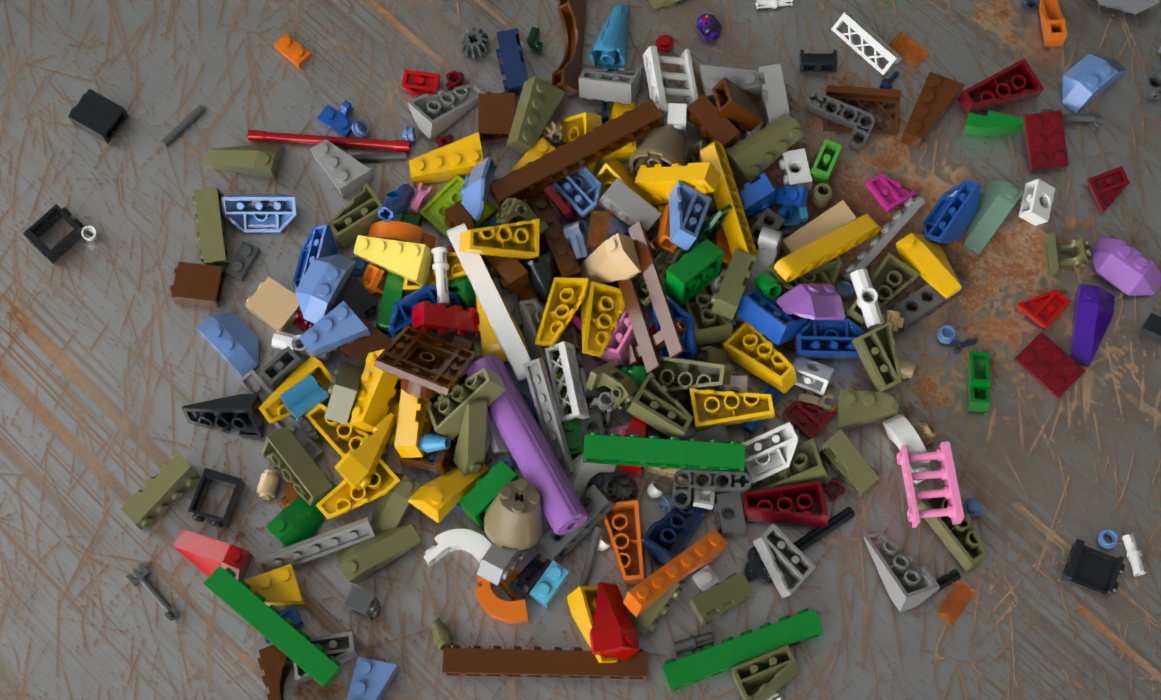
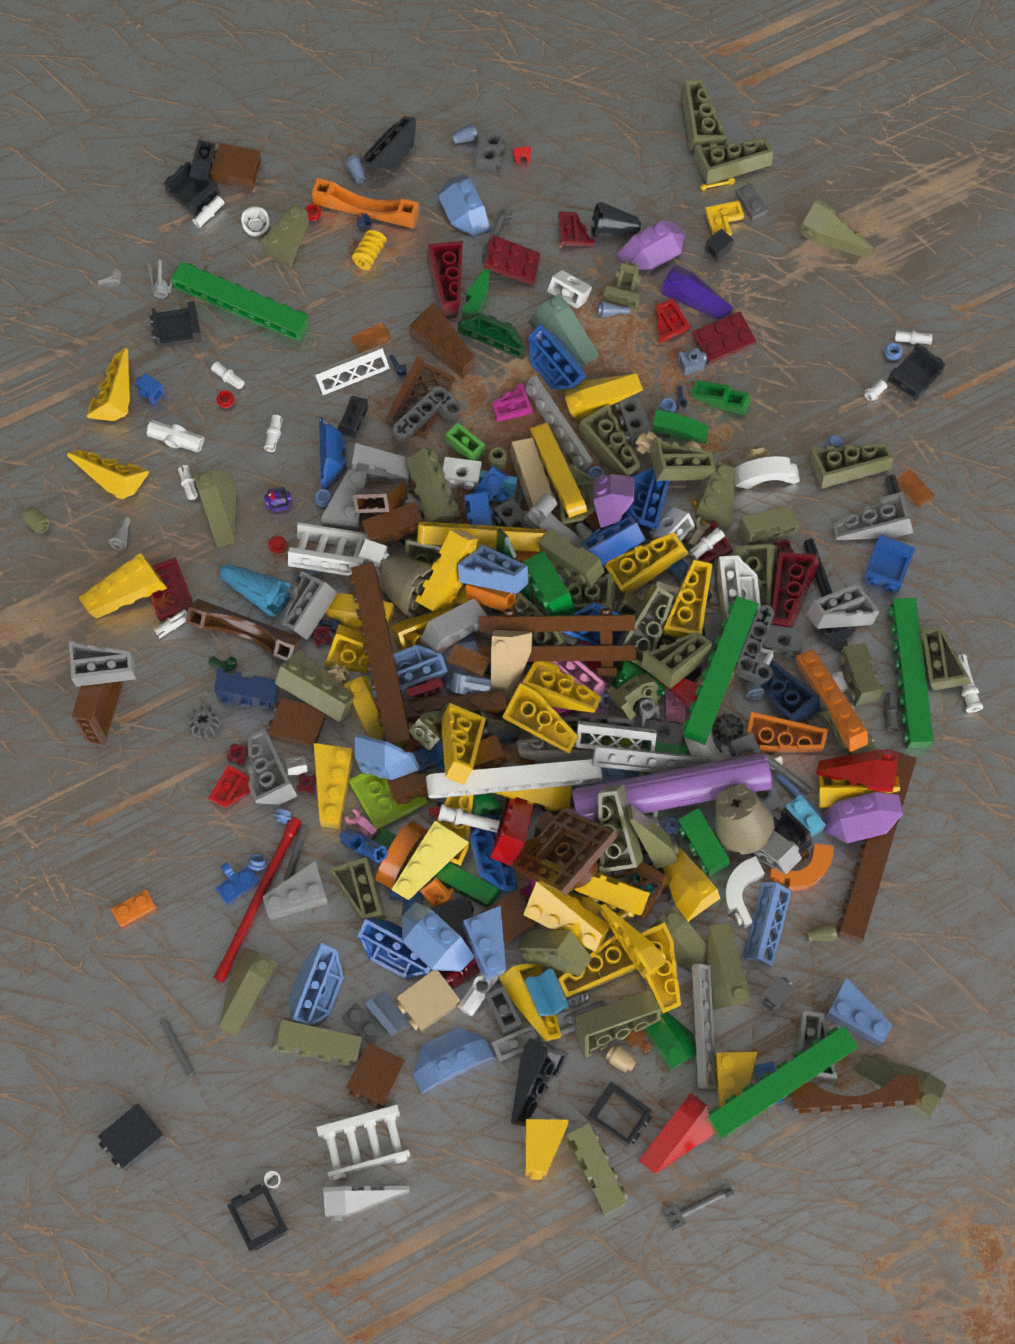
camera: 80 degrees left, 0 degrees up
(83, 293) = (346, 1201): none -> light grey wedge
(147, 278) = (349, 1127): none -> white fence
(166, 435) = (542, 1144): none -> yellow slope
(254, 274) = (387, 1014): none -> sand blue panel
(433, 443) = (642, 875): dark azure cone -> none
(435, 574) = (764, 921): none -> medium blue fence
(458, 128) = (296, 765): none -> white plate
(565, 639) = (862, 816): none -> medium lavender wedge
(573, 579) = (795, 792): none -> medium blue bar
(589, 104) = (322, 631): none -> dark red plate
(655, 490) = (738, 698): white hinge -> none
(726, 61) = (323, 497): none -> medium blue plate
(768, 284) = (581, 528): green brick -> none
(769, 52) = (331, 453): none -> blue wedge
(805, 410) = (706, 543): none -> white pin
(854, 597) = (888, 564): none -> blue panel
(863, 287) = (631, 453): white piece -> none
(927, 351) = (680, 427): none -> green slope
(946, 473) = (817, 447): bright pink fence -> none
(958, 151) = (493, 333): none -> dark green wedge
(997, 13) = (368, 249): none -> yellow piece
(1007, 348) = (691, 361): none -> sand blue brick
(1032, 246) = (608, 309): none -> sand blue cone
(1052, 532) = (872, 393): none -> white pin
(1133, 219) = (613, 222): none -> black cone

